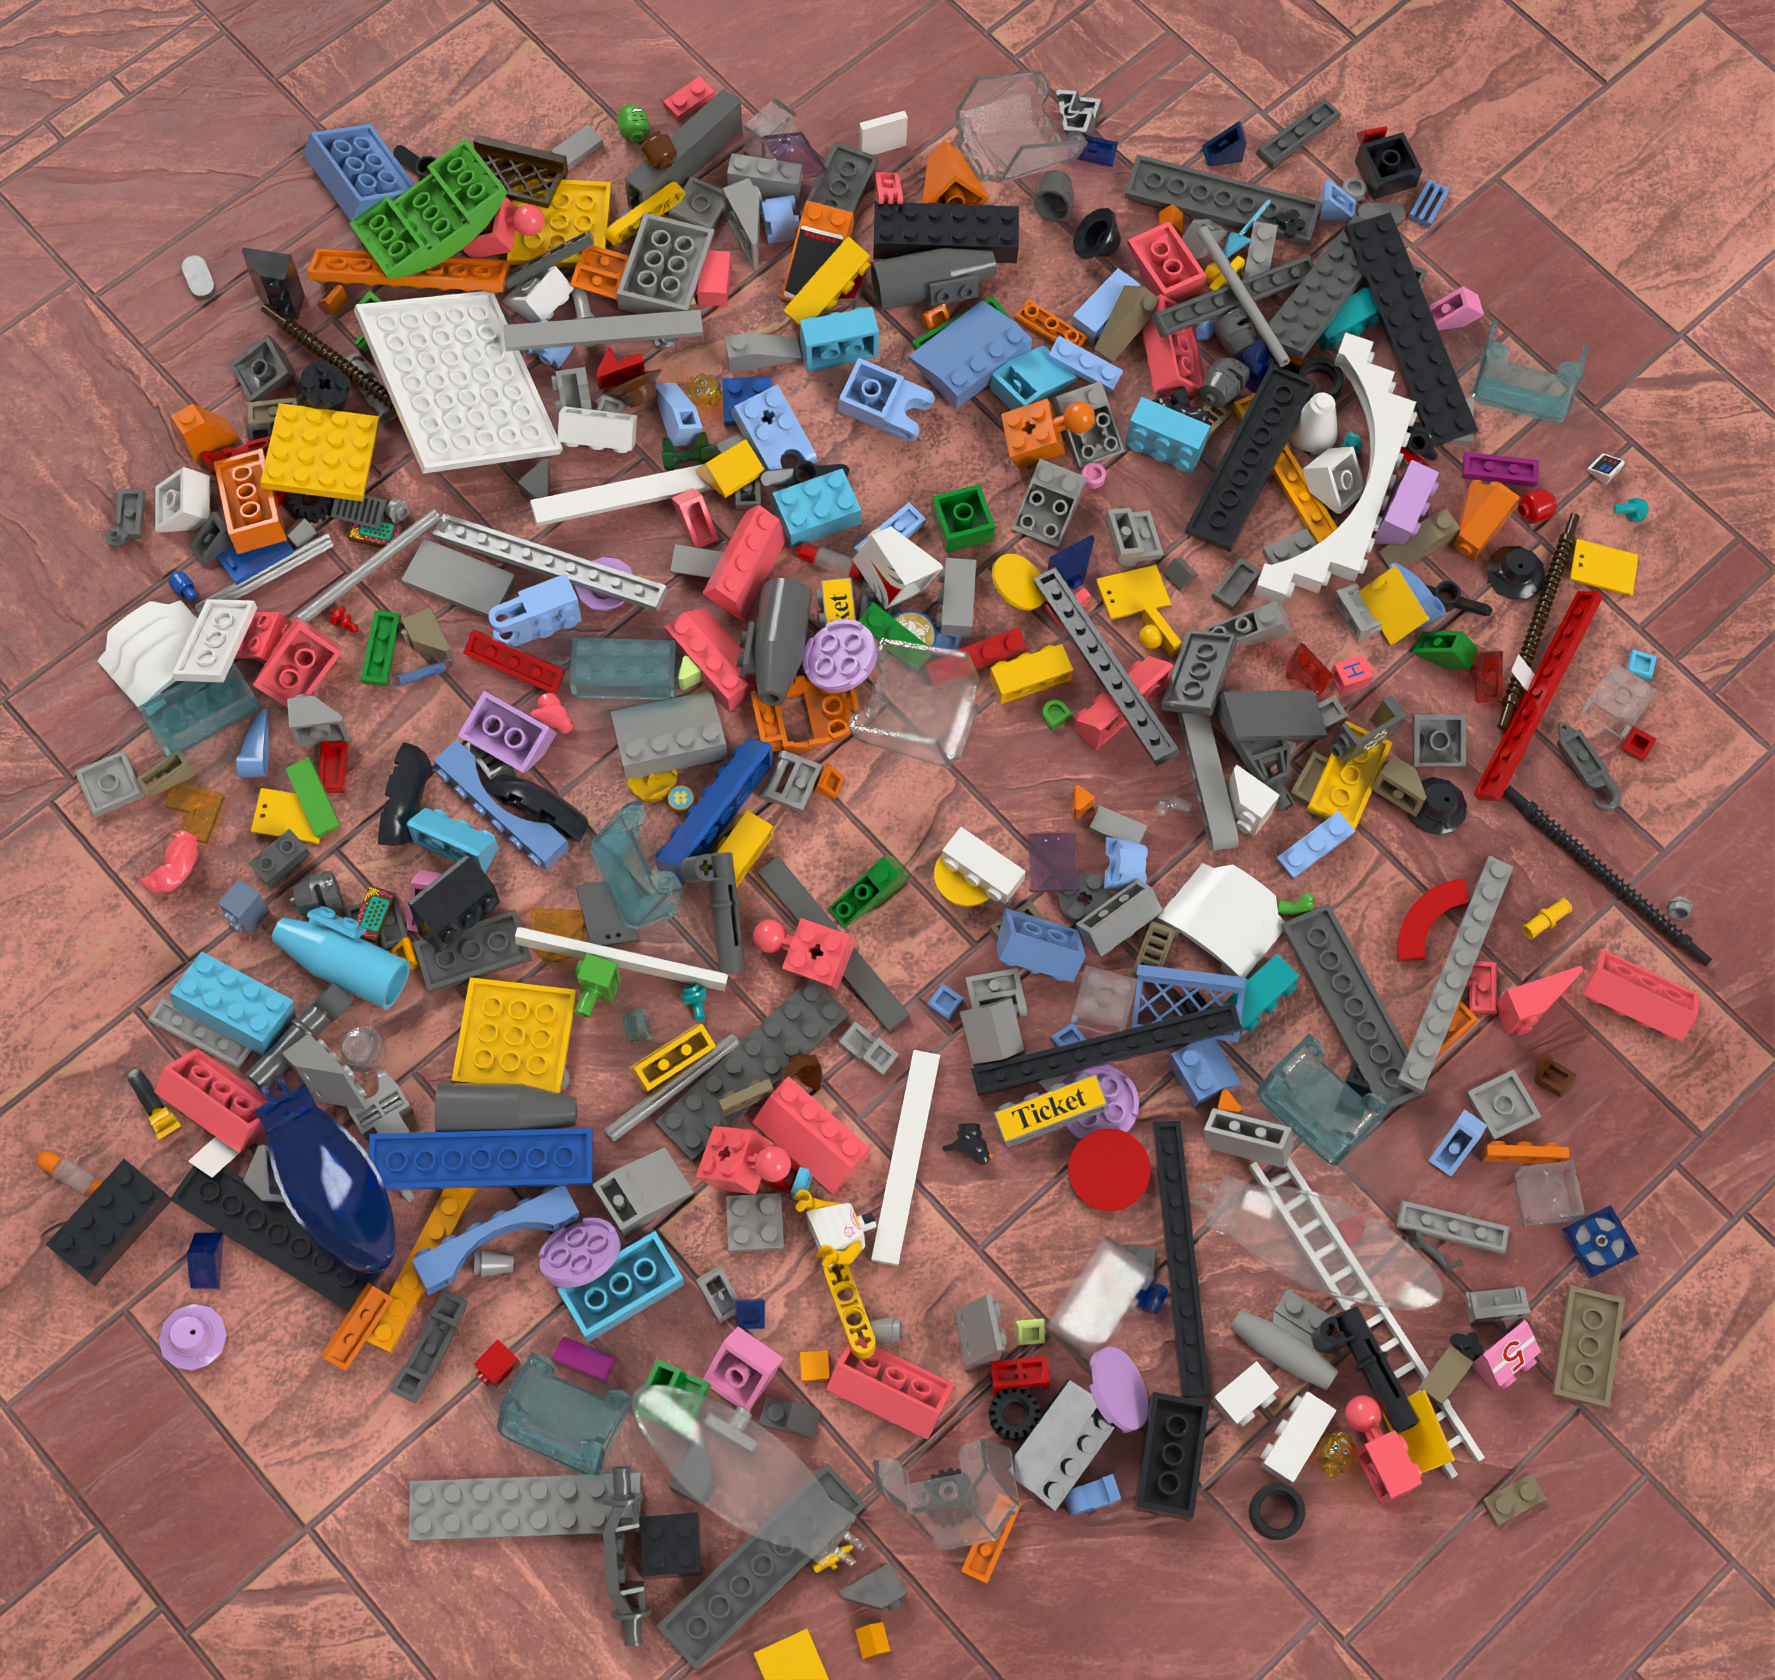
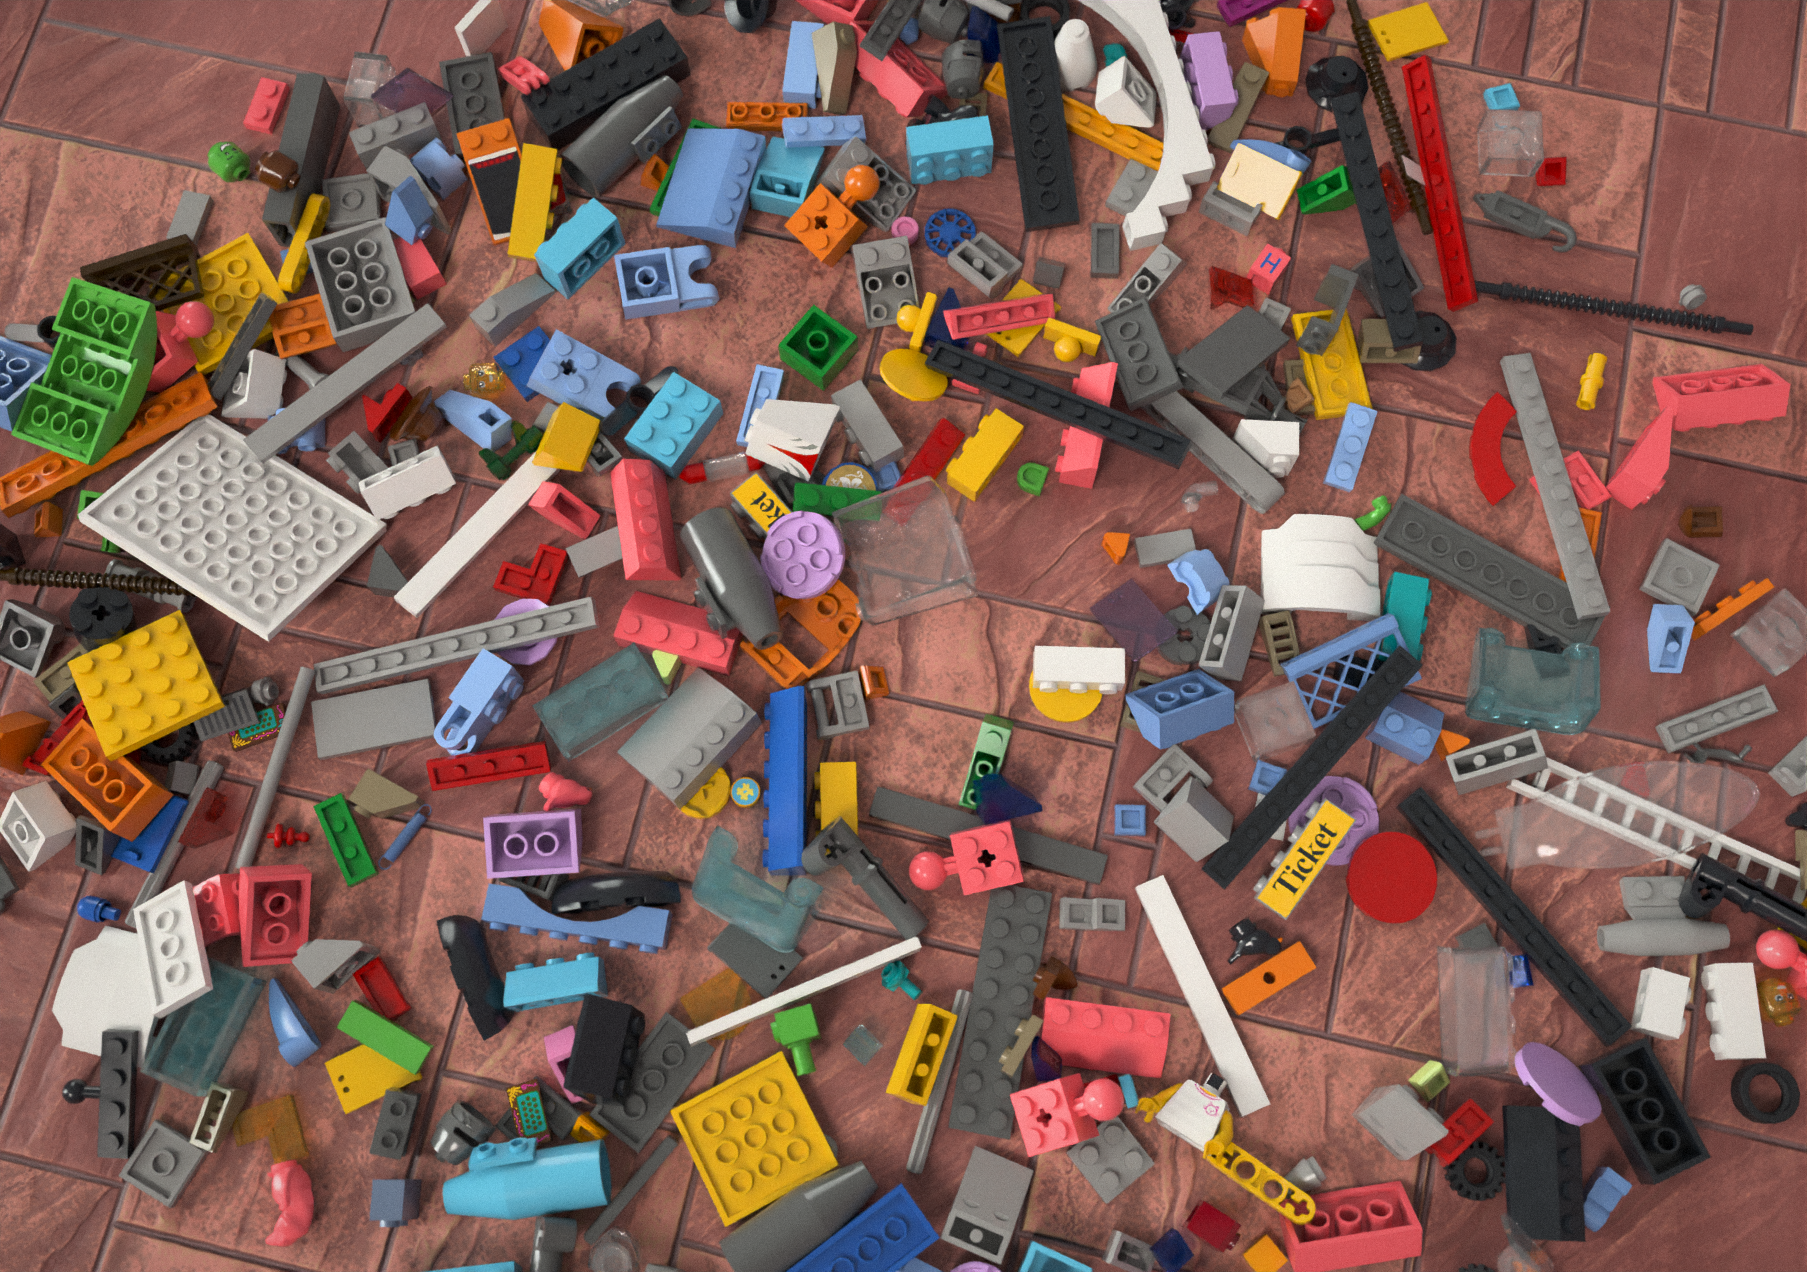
camera: 30 degrees left, 5 degrees up
(110, 713) = (115, 1093): none -> black plate
(290, 575) = (201, 826): none -> clear red slope
(407, 1010) = (630, 1189): none -> dark grey tile
(639, 556) = (538, 581): none -> red plate
(732, 236) = (409, 212): none -> medium blue slope
(756, 1118) = (1045, 1061): none -> clear blue slope
(791, 1315) = (1212, 1227): none -> dark red slope
(861, 922) = (1002, 799): none -> clear blue slope
(981, 1178) = (1284, 970): none -> orange tile
(1051, 543) = (914, 320): none -> yellow tile
(1115, 580) = (999, 316): none -> coral slope
(1126, 497) = (949, 231): none -> blue wheel
(1302, 783) = (1298, 397): none -> medium nougat tile
(1455, 689) = (1376, 222): none -> black plate

